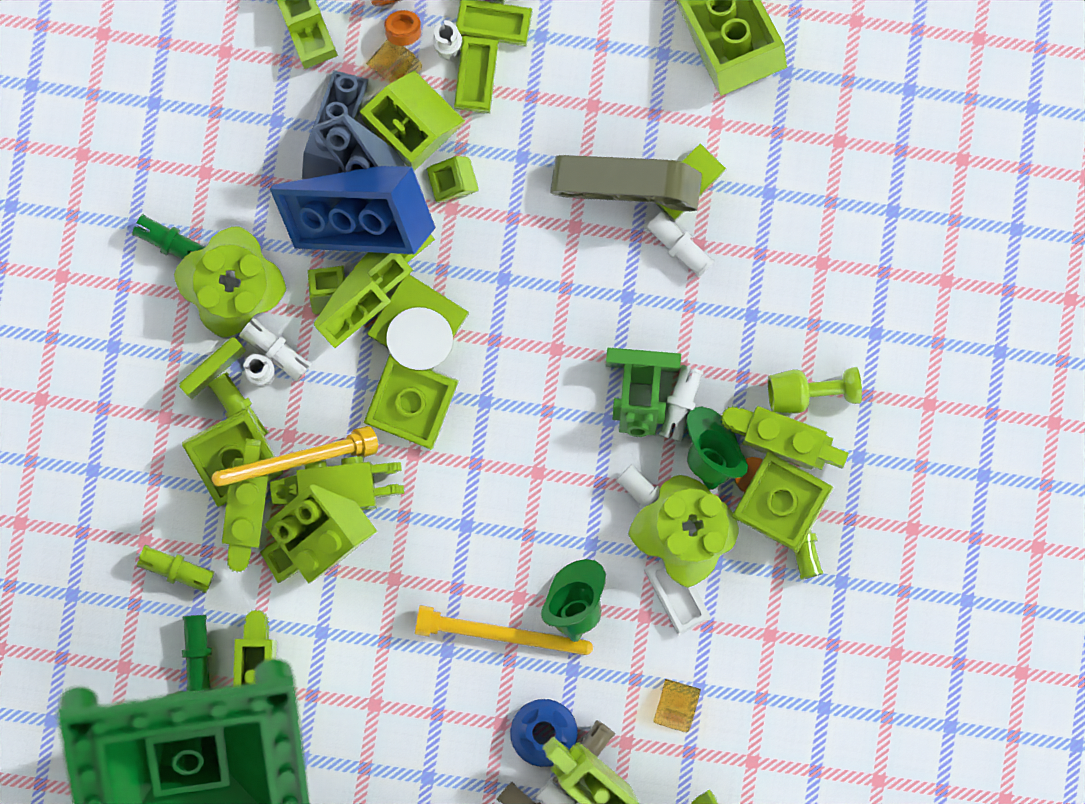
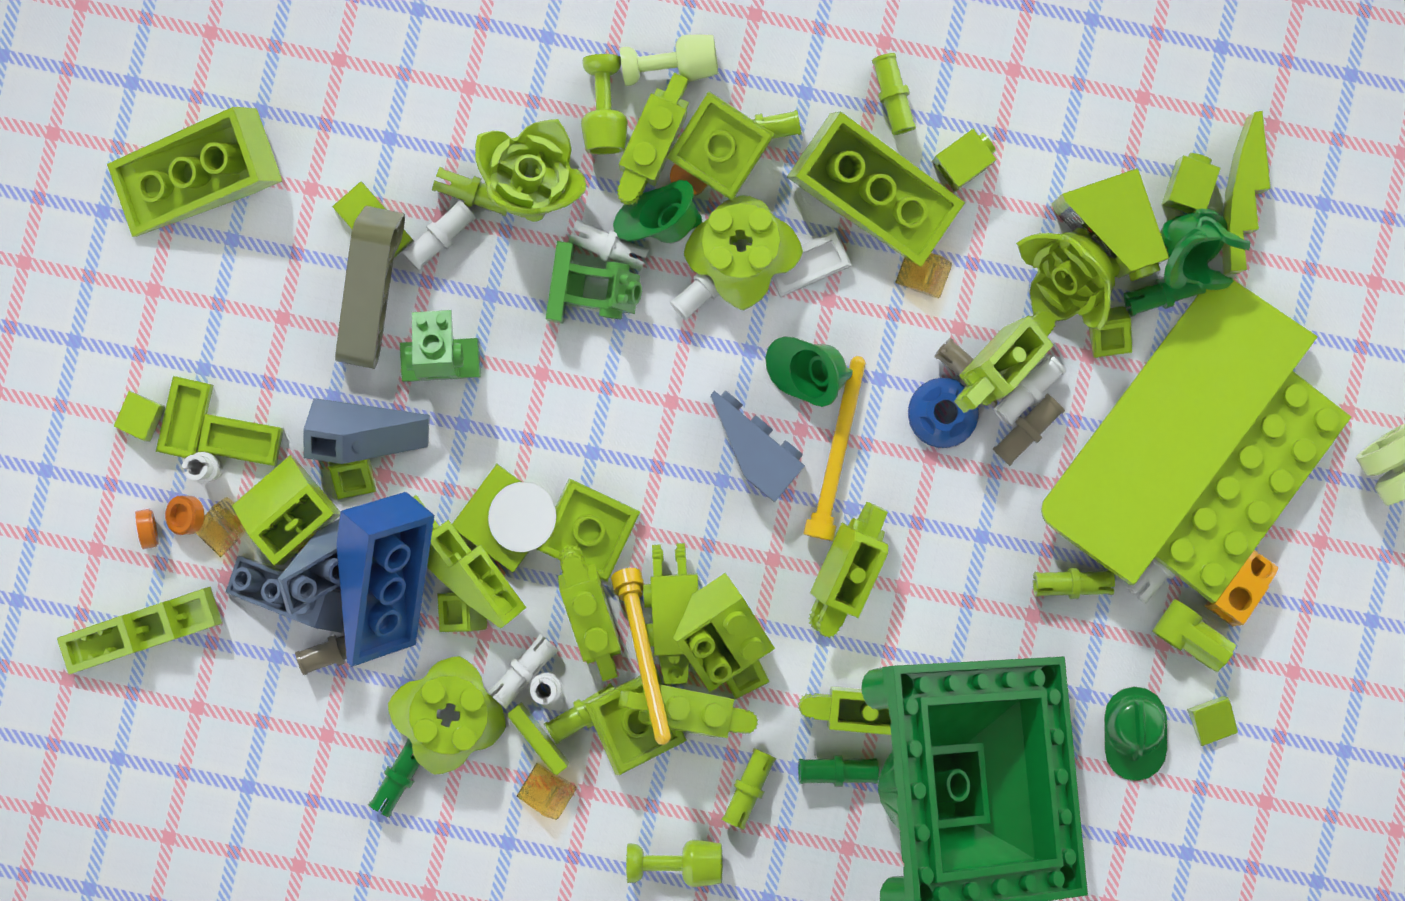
camera: 85 degrees left, 5 degrees up
(103, 526) = (699, 863): none -> lime piece
(162, 379) = (546, 792): none -> clear yellow slope
(279, 162) = (322, 655): none -> dark tan pin
(333, 406) = (588, 611): none -> lime hinge
(386, 650) = (849, 571): none -> lime hinge
(489, 181) = (359, 432): none -> sand blue slope
(489, 559) = (760, 457): none -> sand blue slope
(567, 247) = (435, 352): none -> bright green tile
(723, 272) = (466, 189): none -> lime pin
(752, 653) = (875, 188): none -> lime slope
(764, 332) = (538, 151): none -> lime brick
(788, 738) = (965, 159): none -> lime brick
(845, 665) = (893, 93): none -> lime pin
(866, 471) = (693, 57): none -> yellowish green piece

